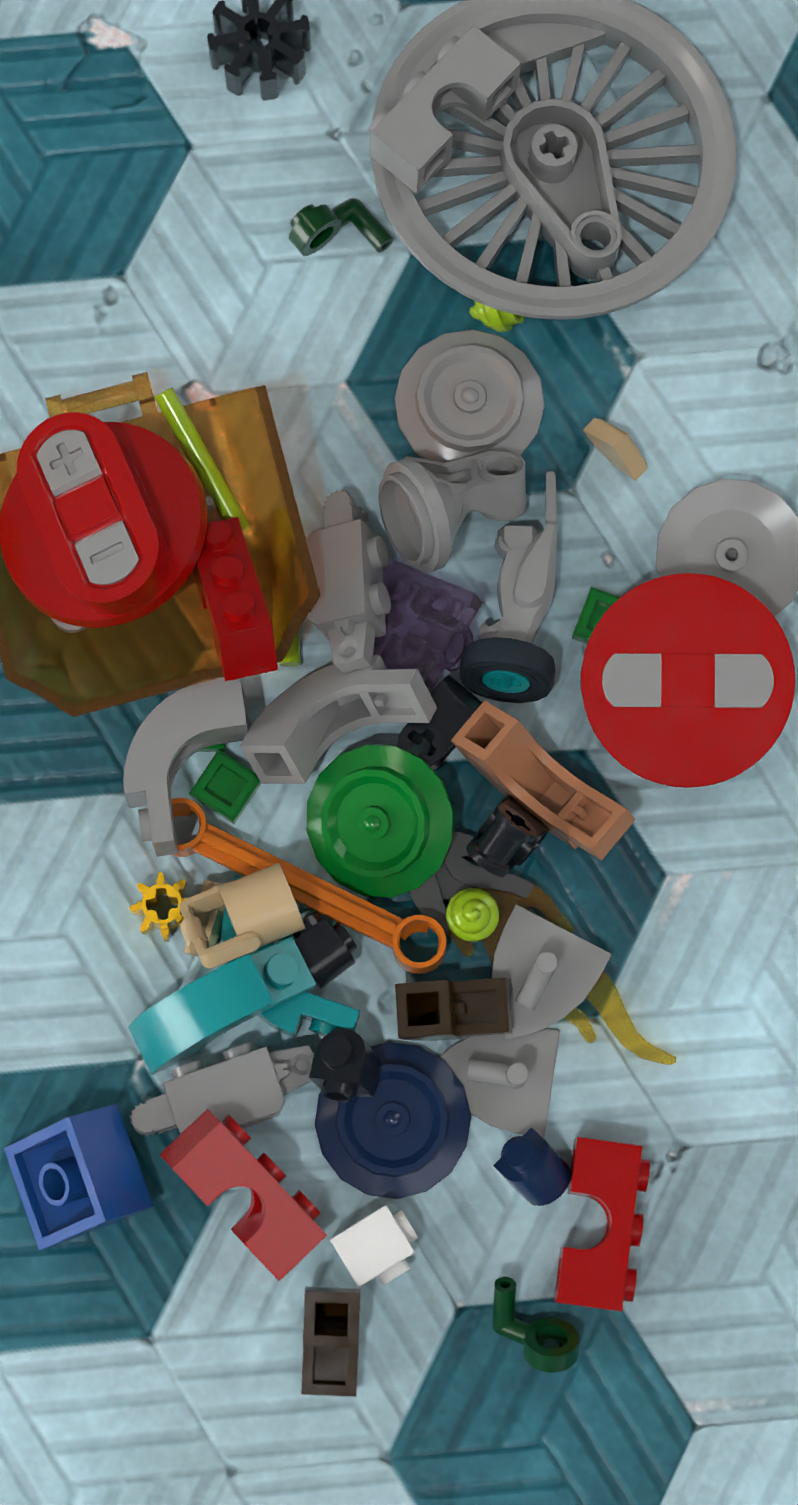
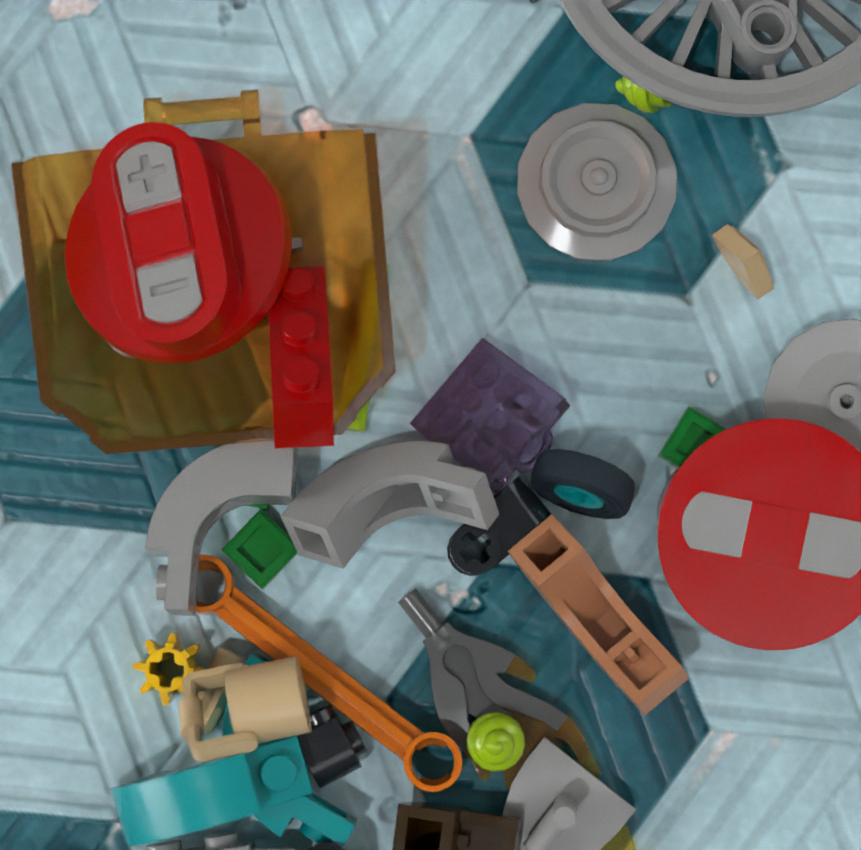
camera: 15 degrees right, 5 degrees up
(200, 456) = (297, 193): lime bar -> none
(350, 581) = (431, 357): light grey hinge -> none
(380, 820) = (417, 619): green piece -> none
(429, 500) = (533, 283): light grey piece -> none
(506, 838) = (545, 666): black piece -> none
(526, 574) = (621, 384): light grey animal -> none

